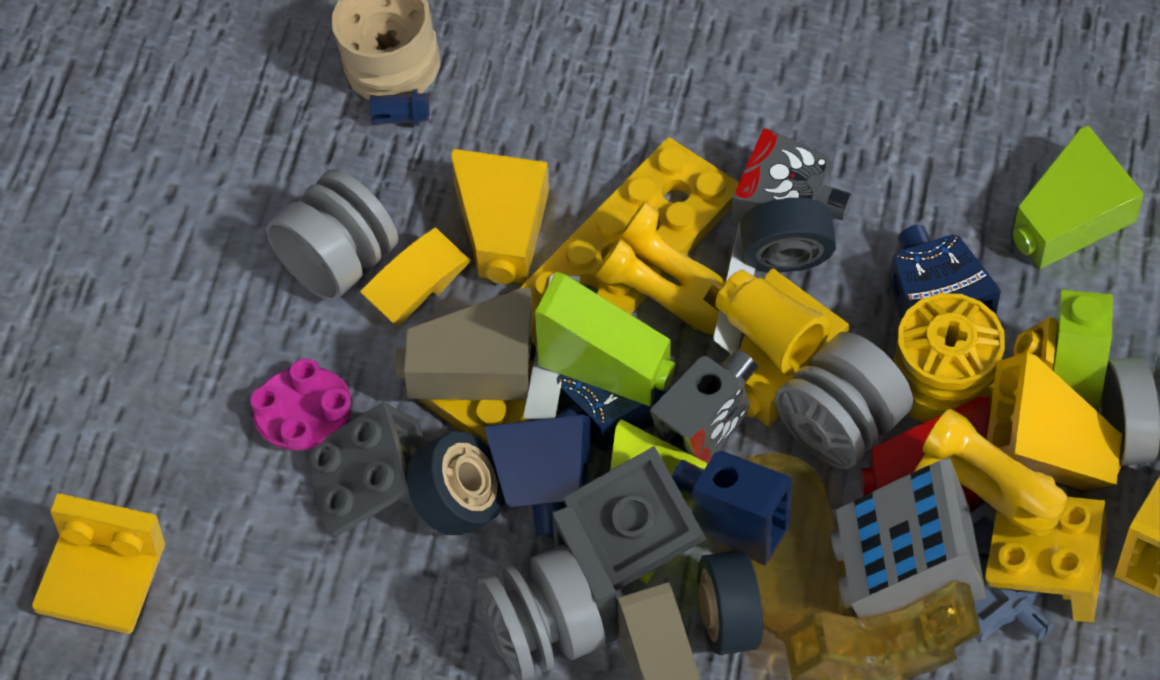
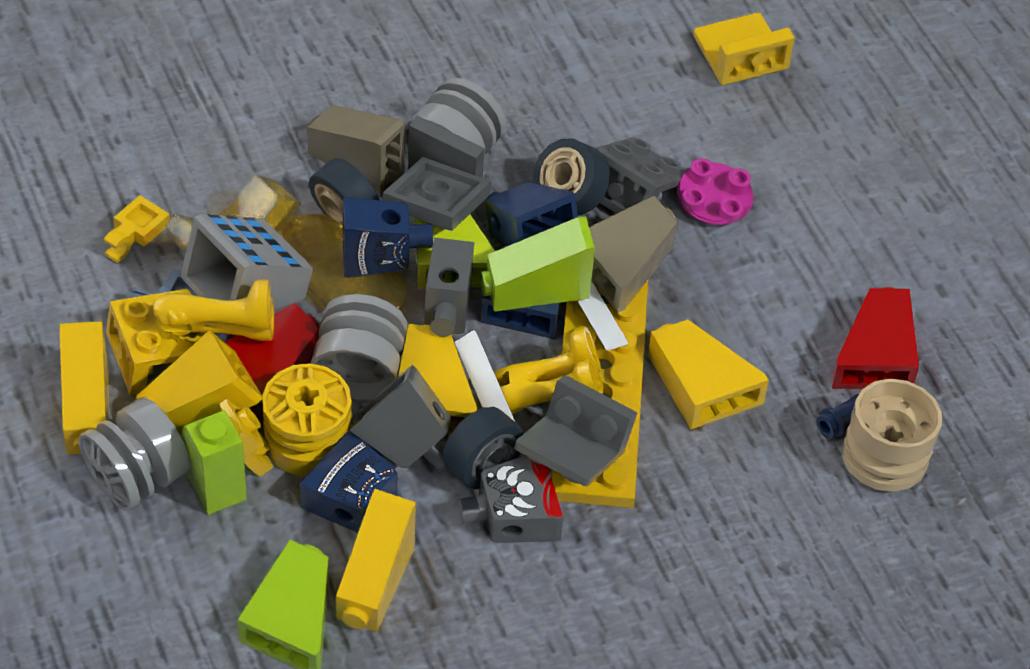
camera: 140 degrees right, 5 degrees down
(296, 148) = (879, 342): none -> red slope
(332, 234) = (791, 277): light grey wheel -> none
(414, 274) = (720, 302): yellow slope -> none
(702, 176) = (579, 433): none -> dark grey bracket
(773, 320) = (442, 351): yellow plant -> none
(842, 289) = (405, 421): none -> dark grey torso
(969, 187) = (377, 561): none -> yellow slope

